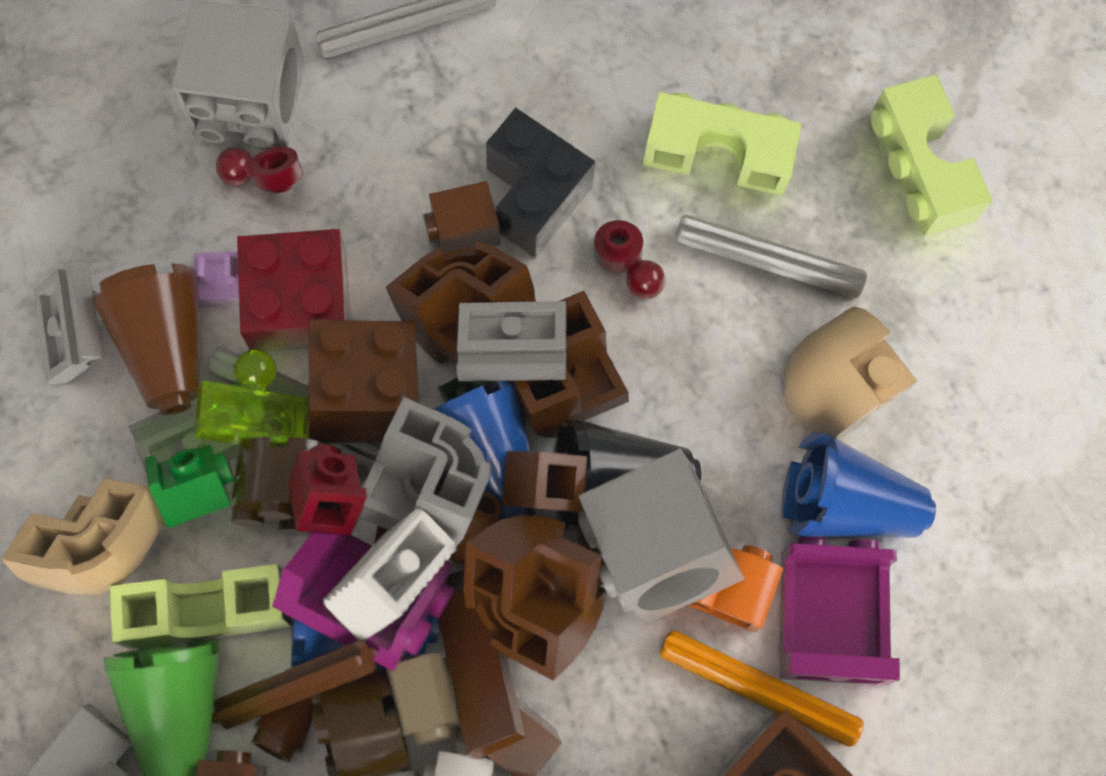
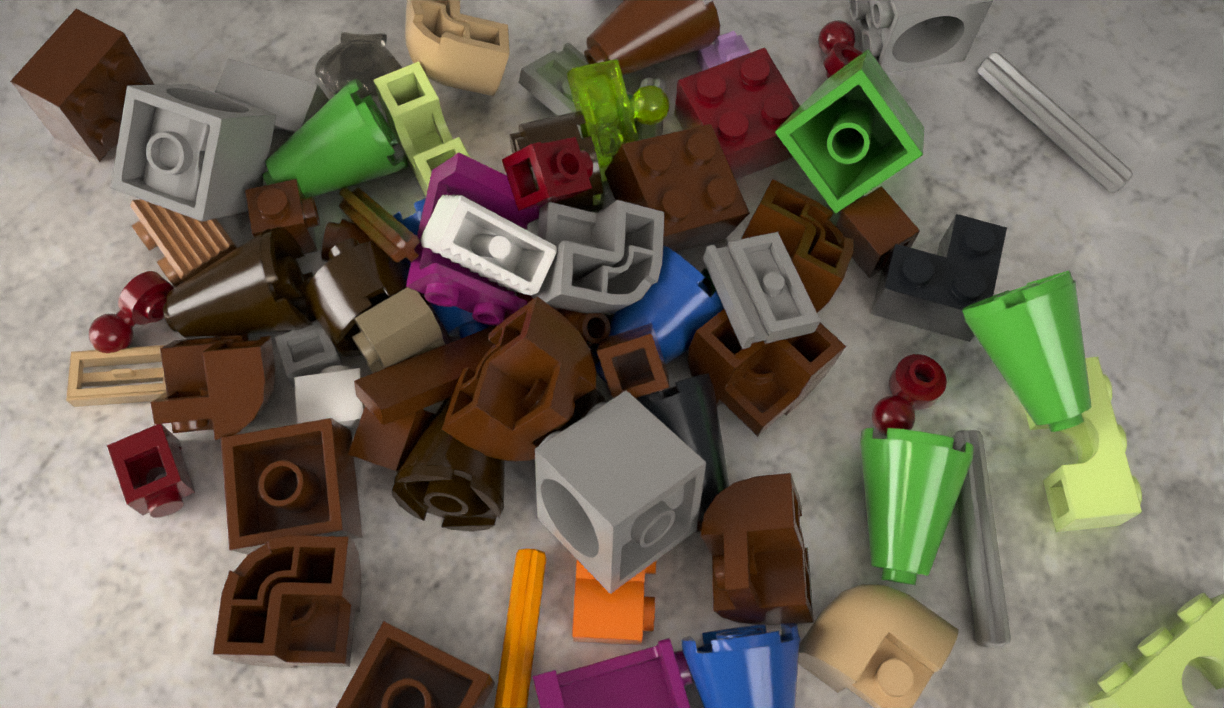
camera: 75 degrees right, 5 degrees down
(60, 658) = (357, 58): none -> clear smoke animal
(189, 484) = (527, 87): green brick -> none
(369, 192) = (853, 132): none -> bright green slope
(580, 695) = (450, 480): none -> dark brown cone
(643, 134) = (1037, 347): none -> bright green cone
(728, 297) = (910, 497): none -> bright green cone
(740, 440) = (759, 552): none -> reddish brown brick

